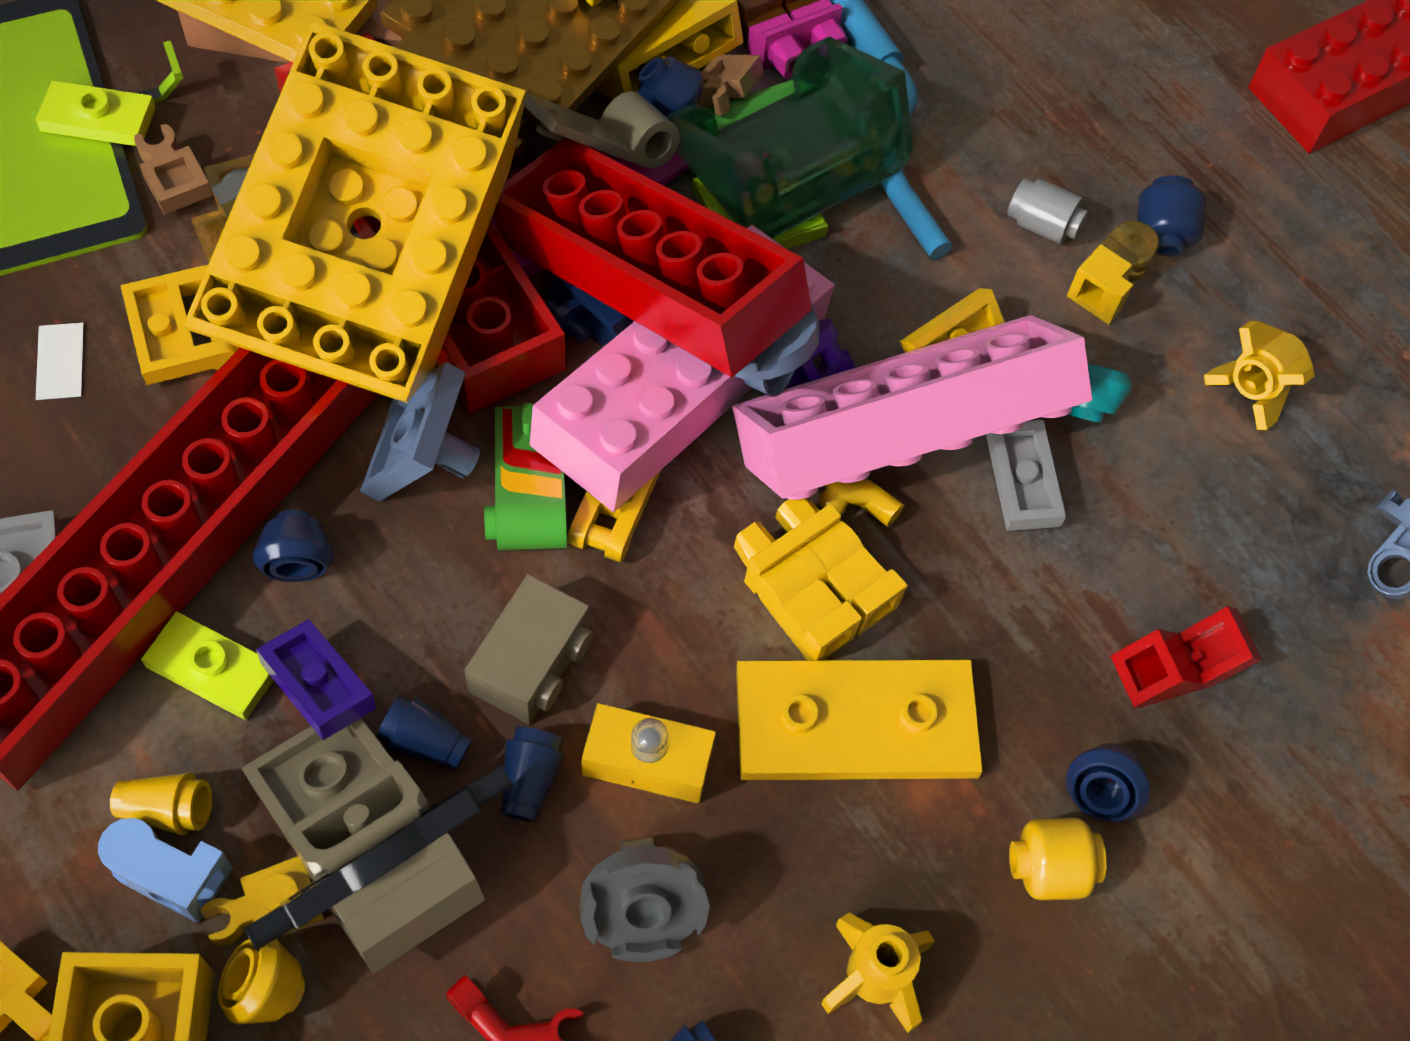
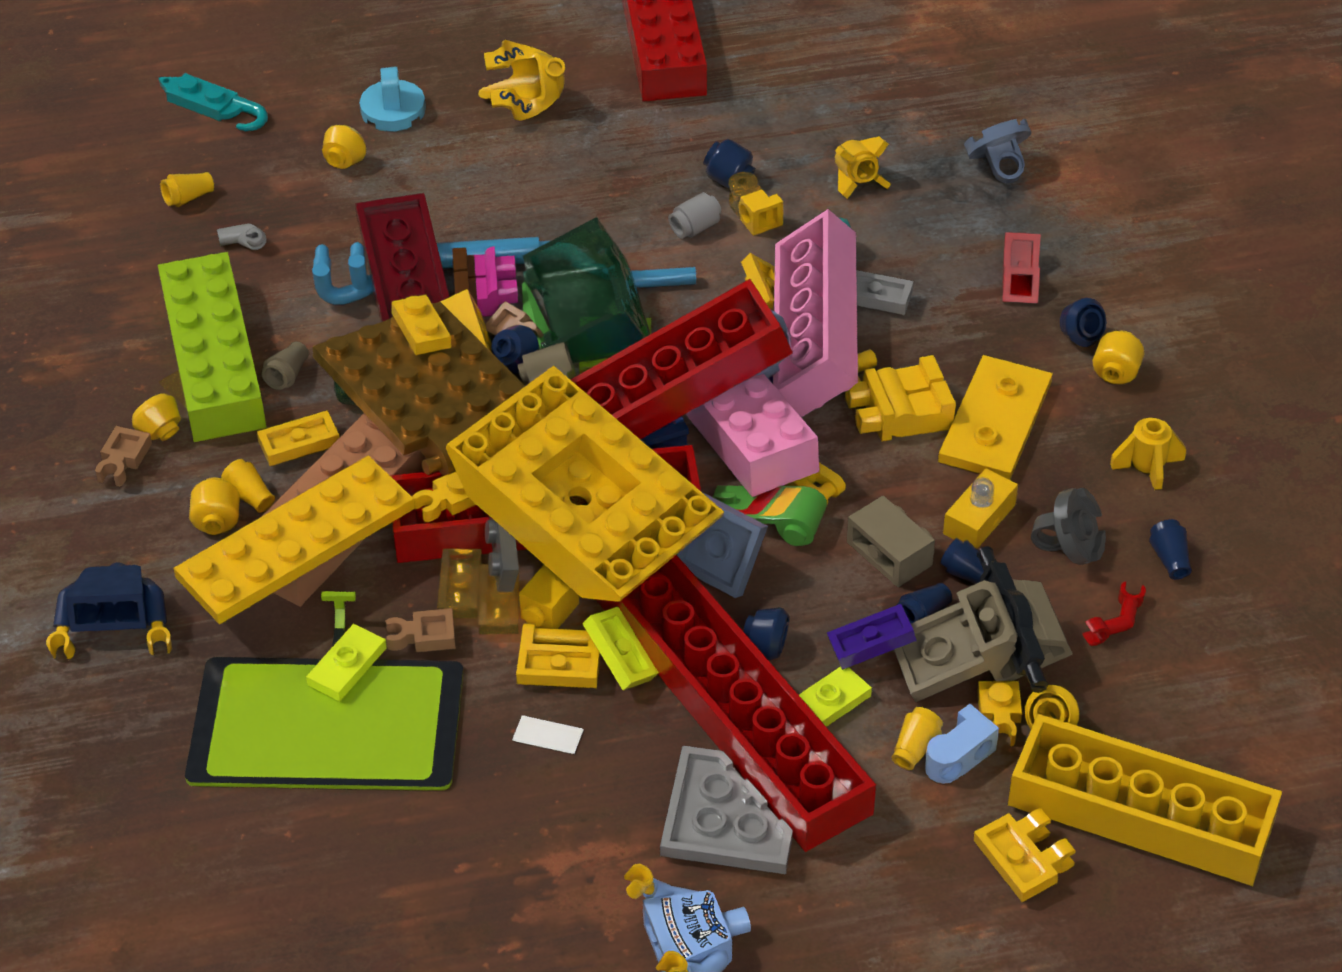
camera: 60 degrees left, 15 degrees down
(187, 373) = (620, 648): none -> neon yellow plate

